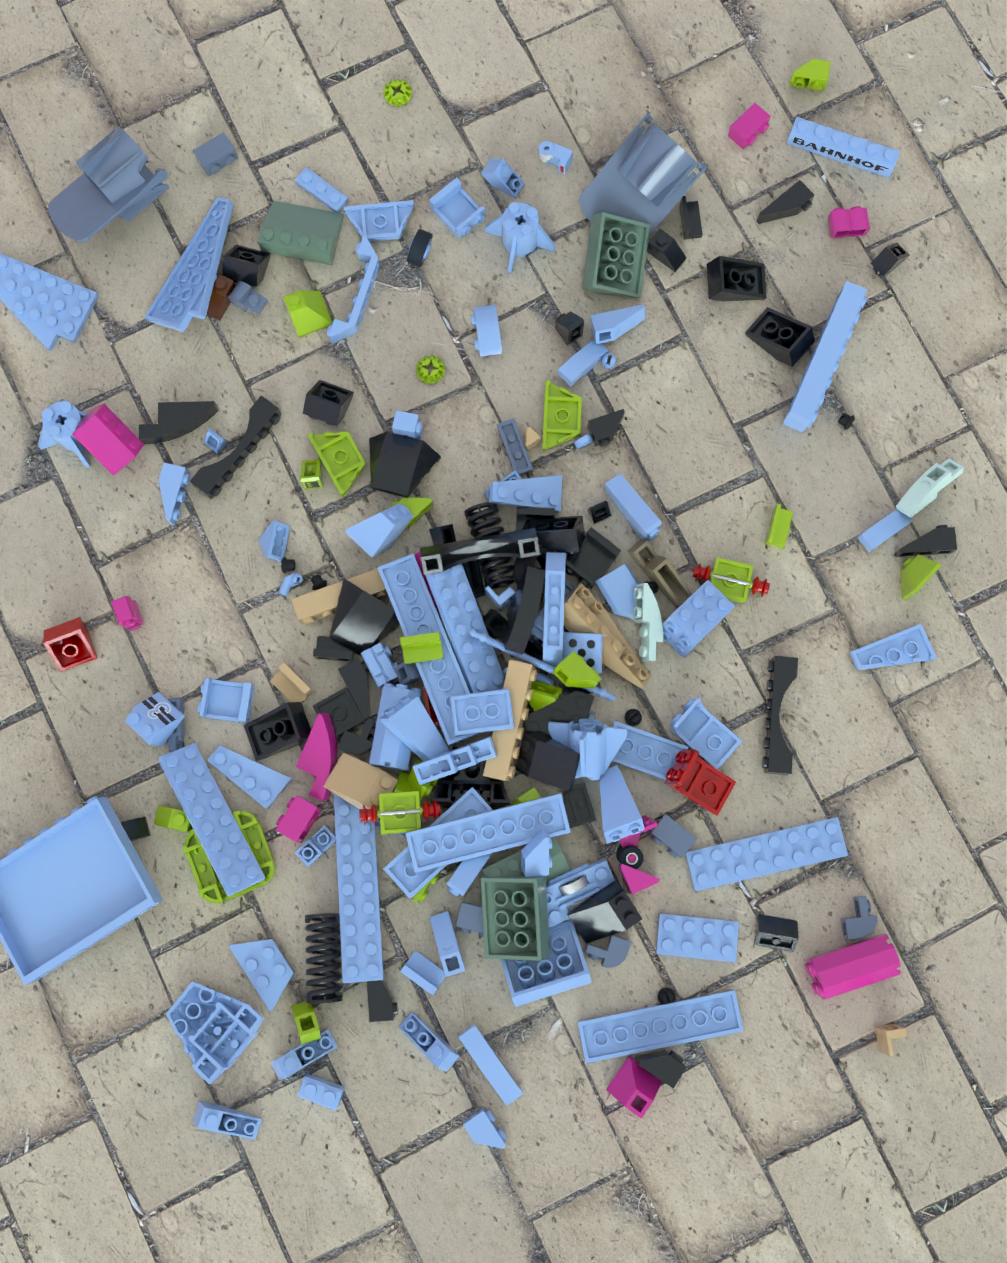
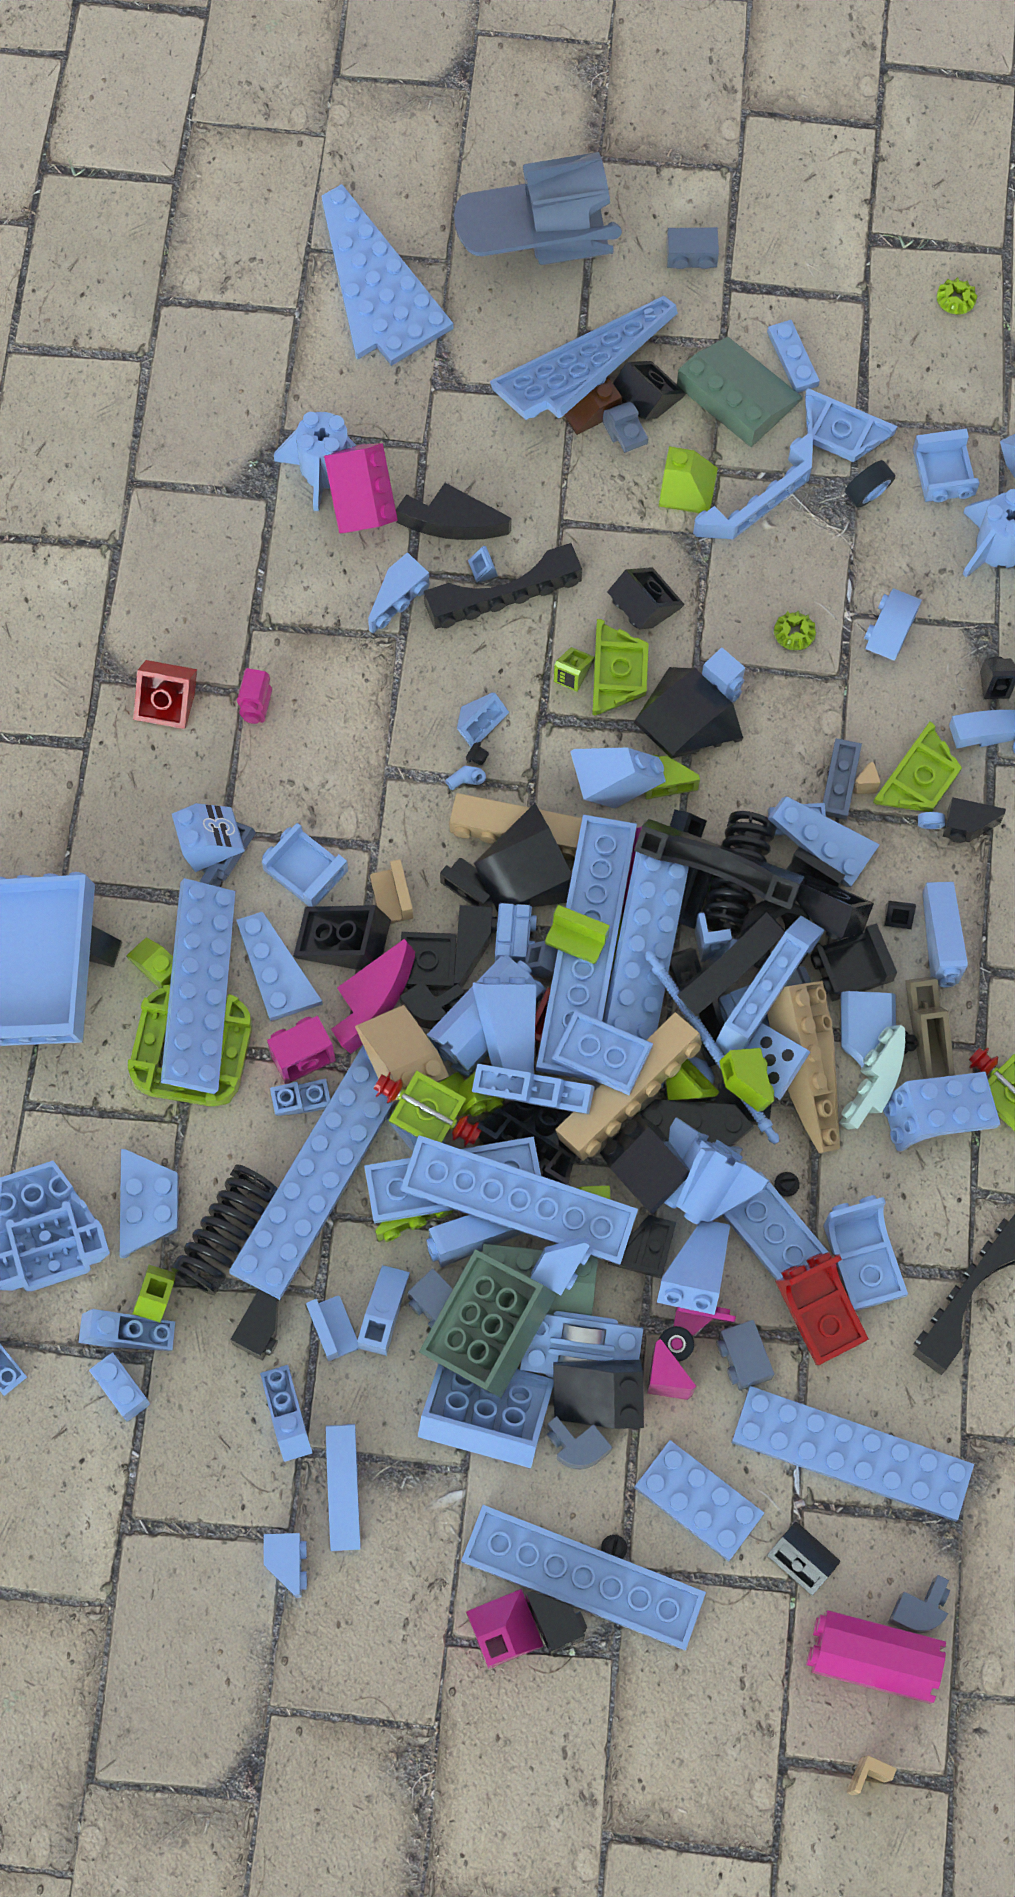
camera: 30 degrees right, 10 degrees down
(318, 582) = (500, 793): black piece -> none

